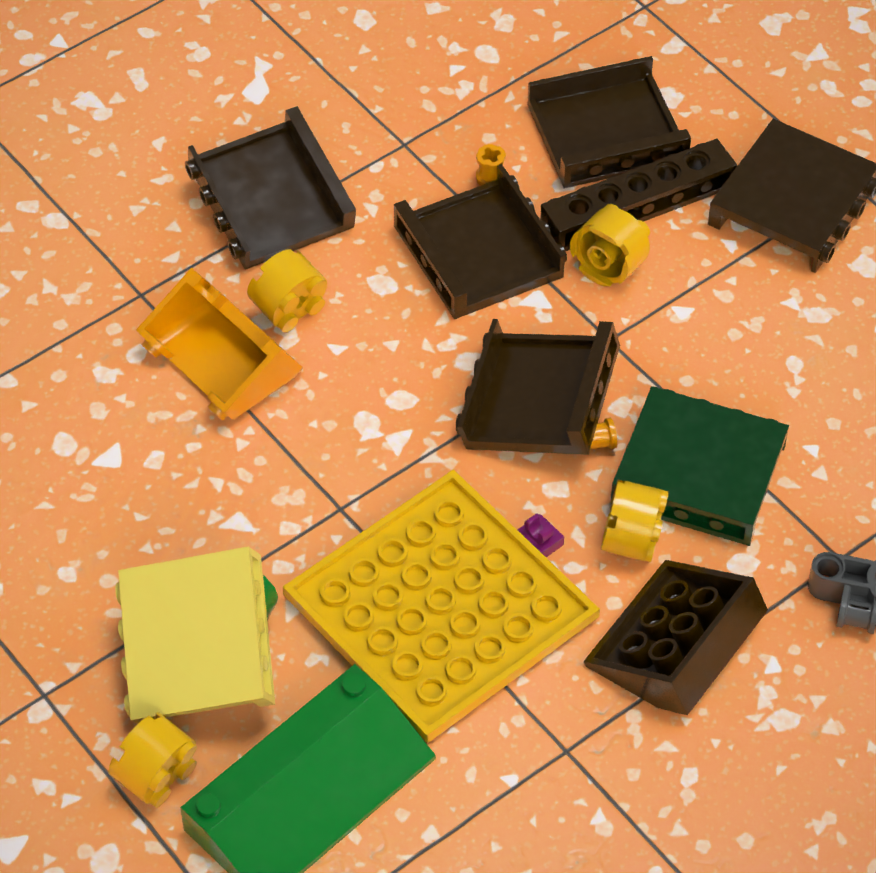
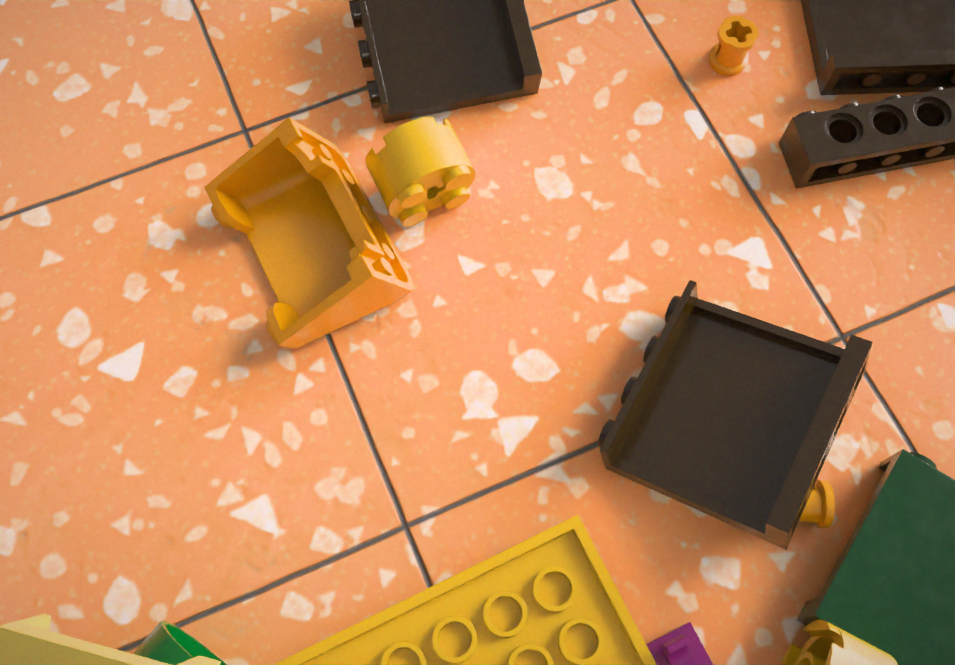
camera: 15 degrees right, 15 degrees up
(481, 245) = (698, 157): dark brown panel -> none
(610, 245) = (879, 200): yellow brick -> none

